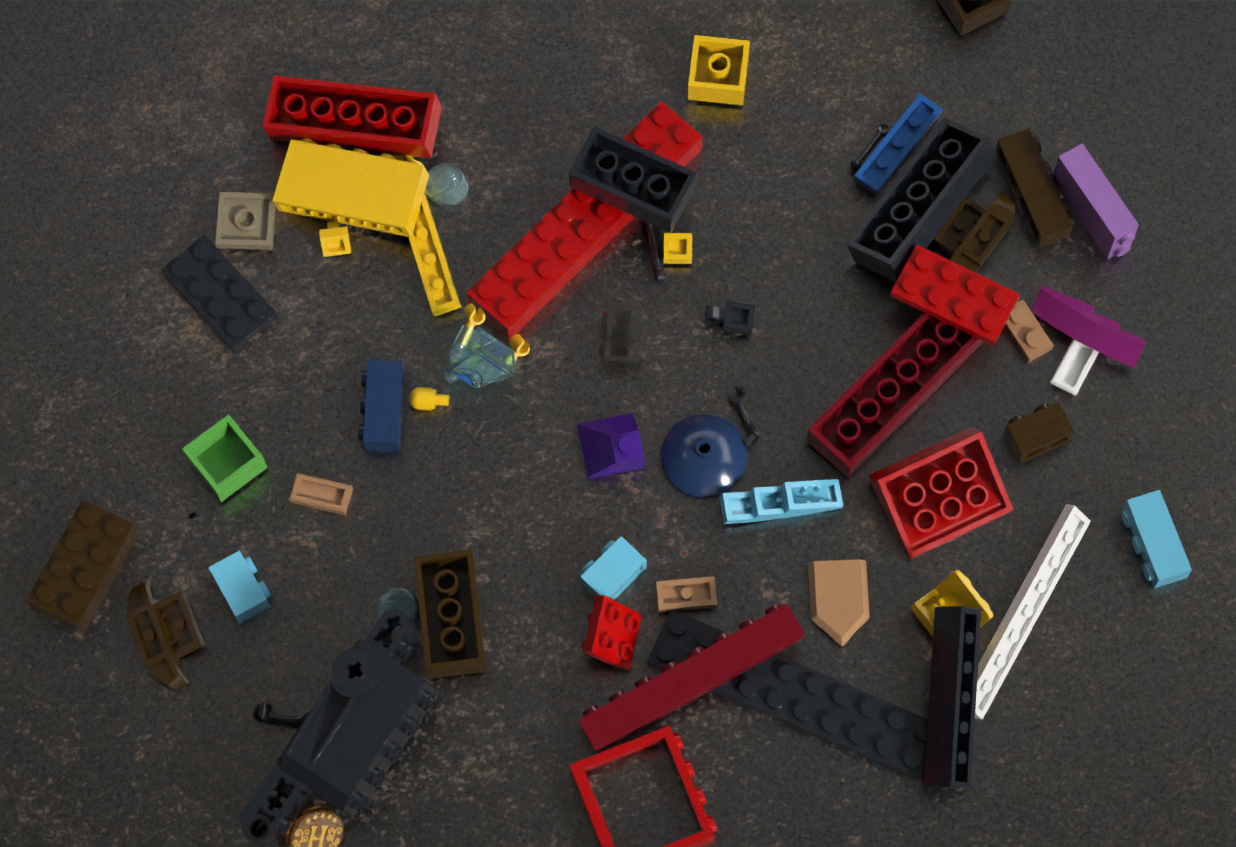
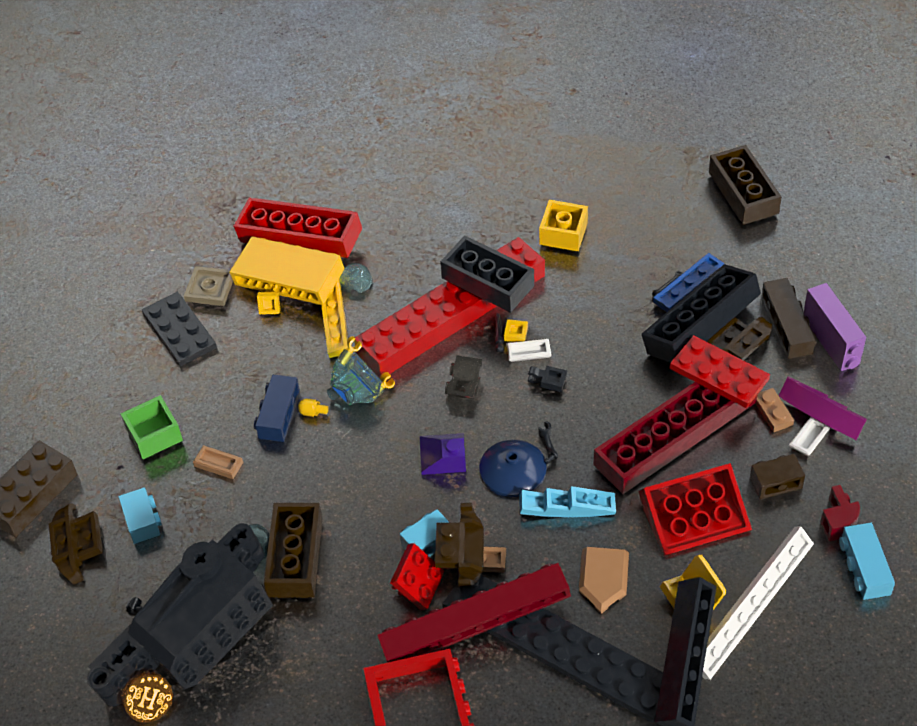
camera: 10 degrees right, 20 degrees down
(660, 585) = (461, 545): none -> dark brown plate
(698, 275) = (529, 350): none -> white tile
(1125, 479) = (840, 515): none -> dark red brick

